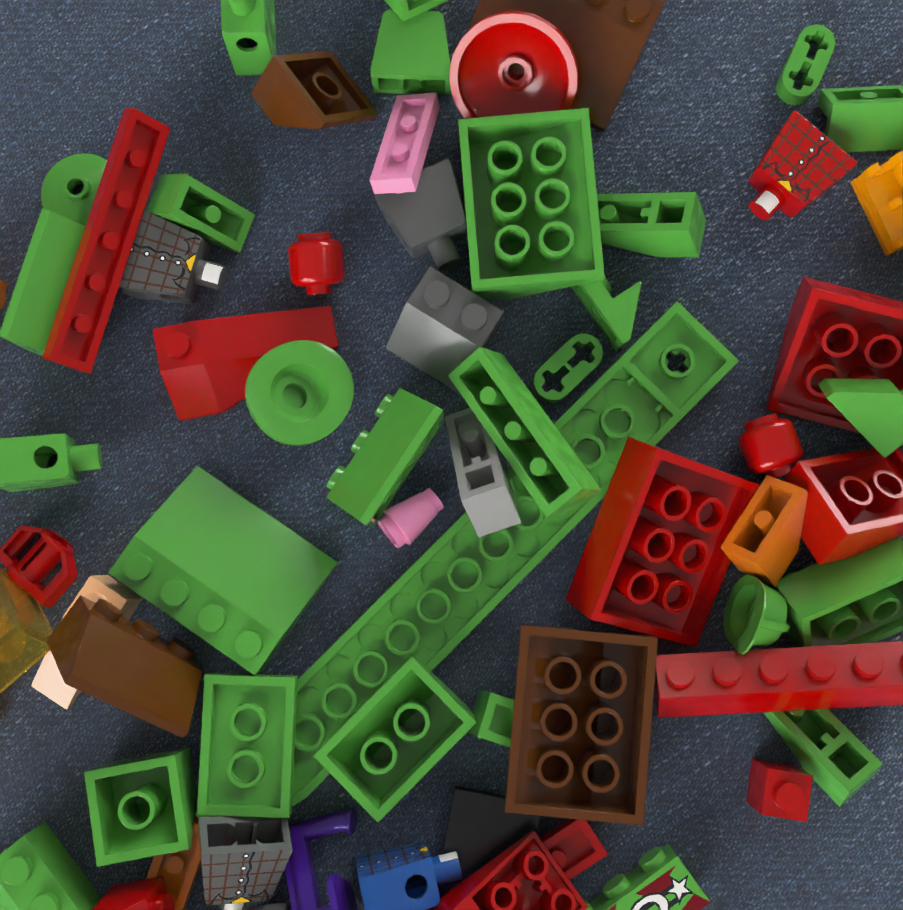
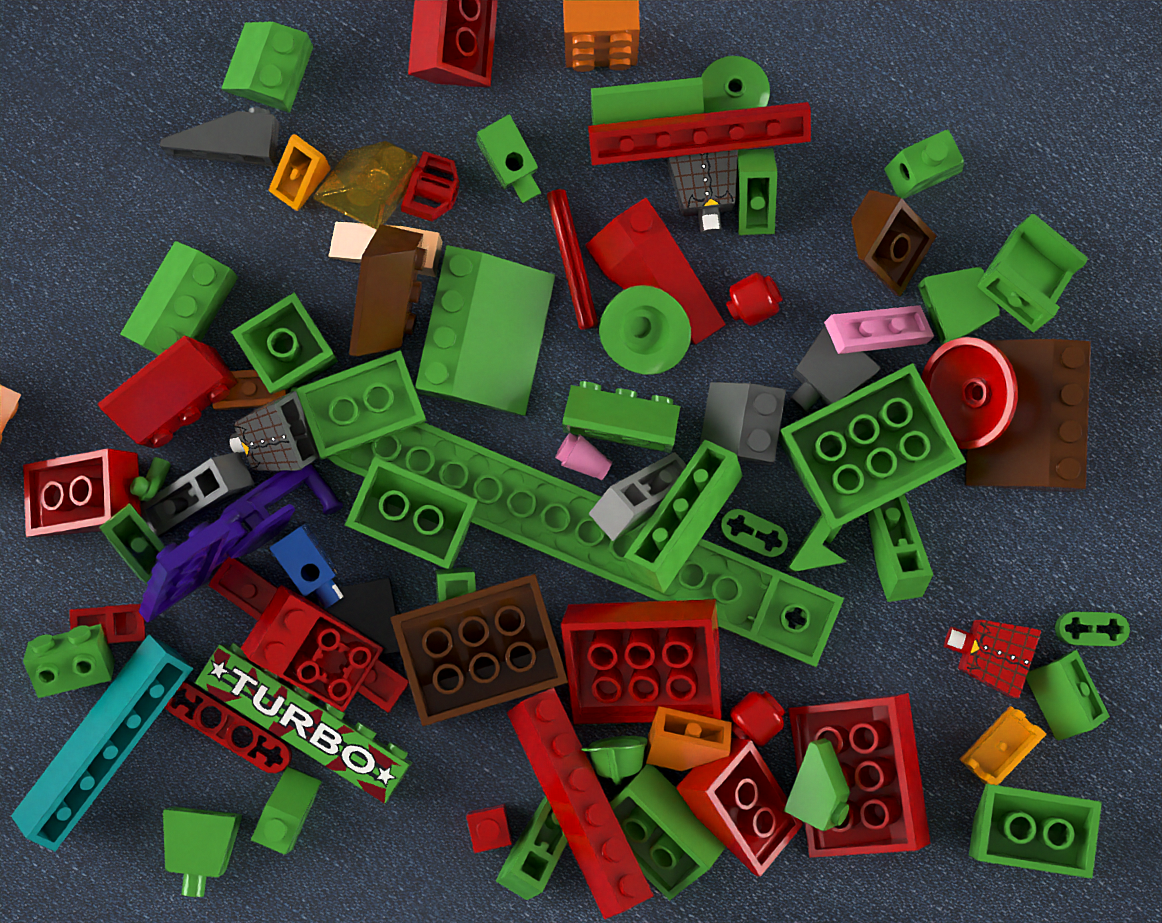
camera: 70 degrees right, 0 degrees up
(187, 440) = (572, 259): none -> red axle

